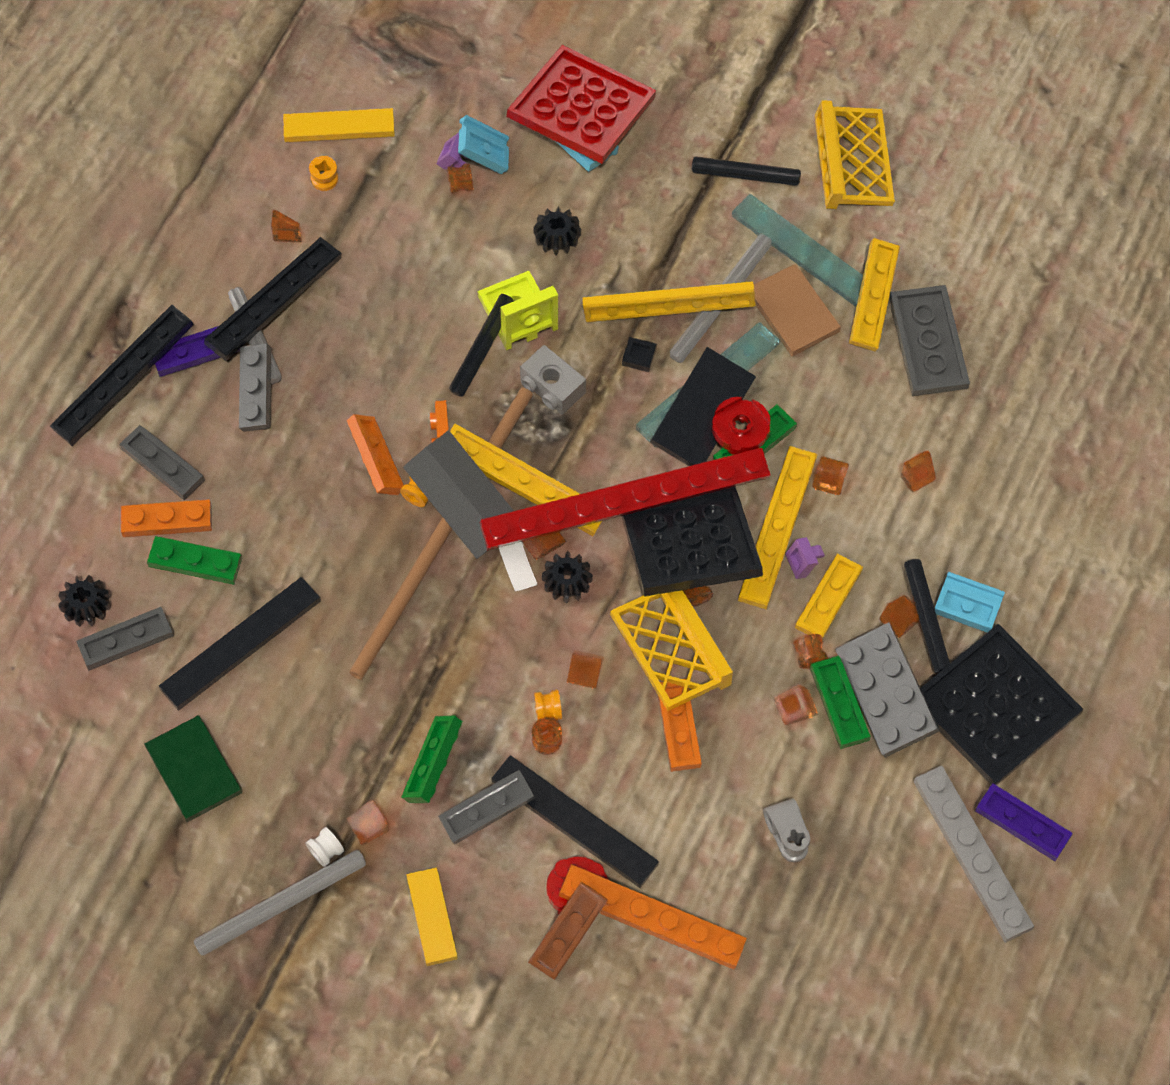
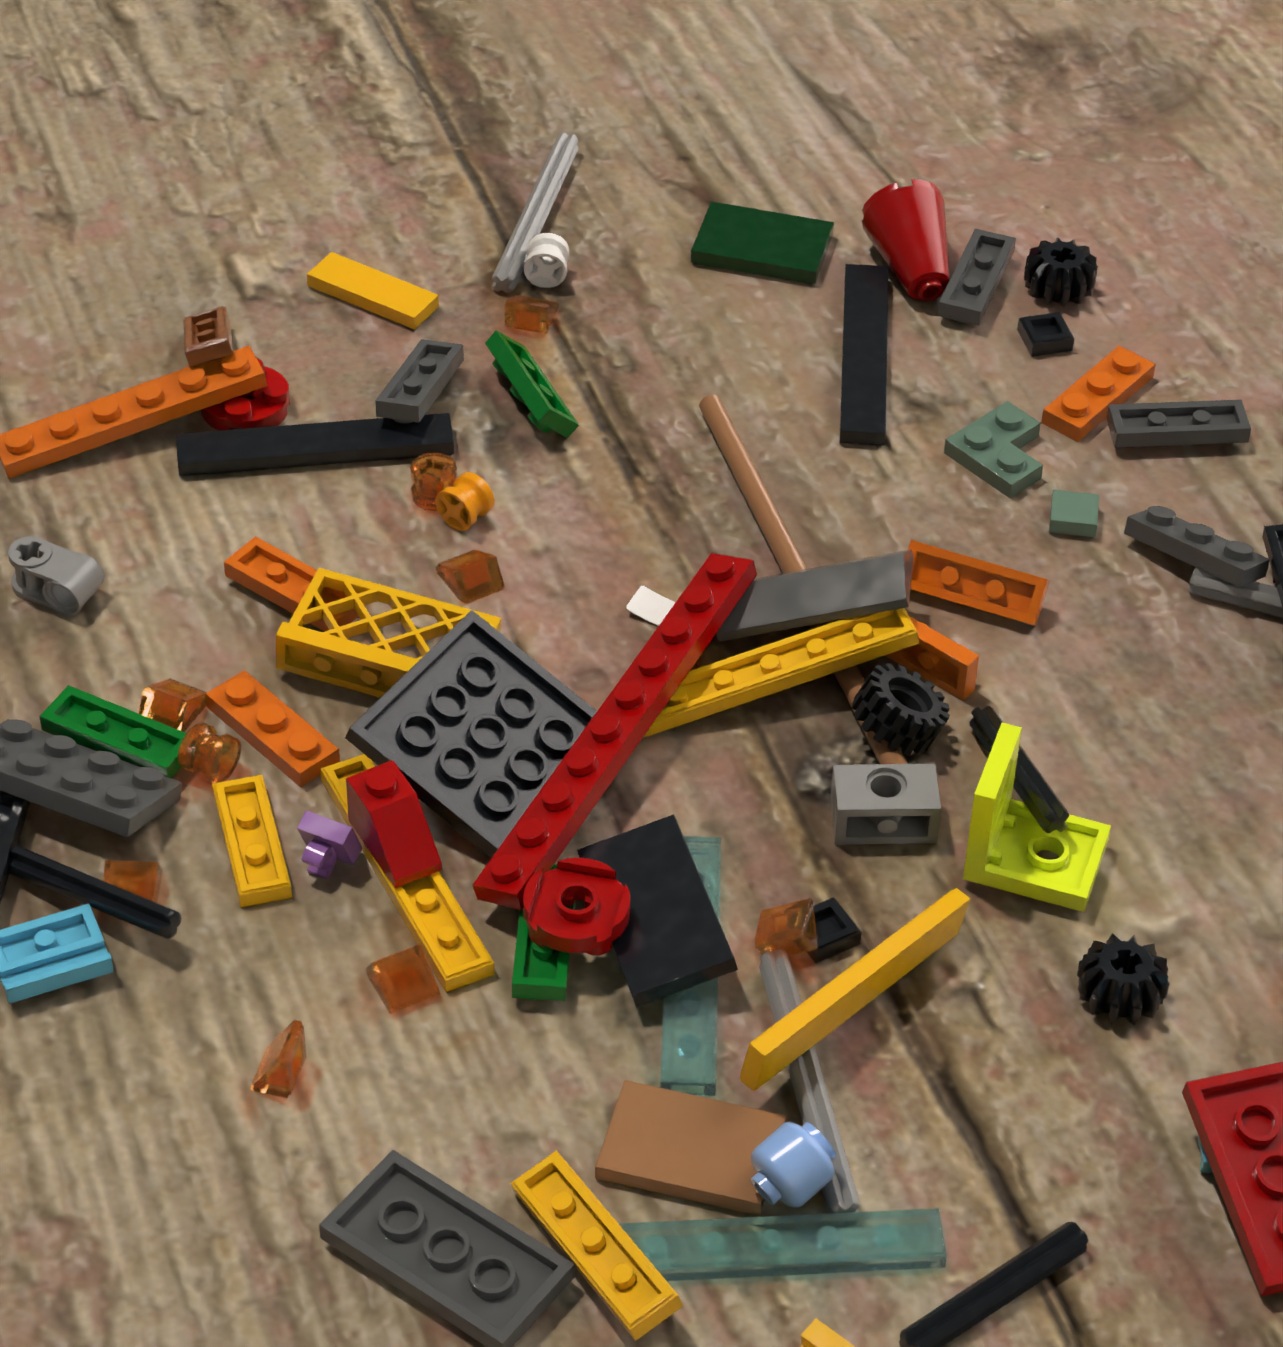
camera: 135 degrees right, 20 degrees down
(132, 680) = (911, 236): none -> red cone
(138, 577) = (1045, 334): none -> black tile
(194, 560) = (1015, 380): green plate -> none
(262, 532) = (993, 450): none -> sand green plate
(274, 460) = (1074, 513): none -> sand green tile
(500, 421) = (900, 709): none -> black tyre
(569, 566) = (596, 623): black gear -> none
(661, 357) = (787, 928): none -> clear orange slope
(764, 652) = (272, 728): none -> orange plate
(775, 255) = (792, 1164): none -> light blue head
(775, 533) = (392, 823): none -> red slope

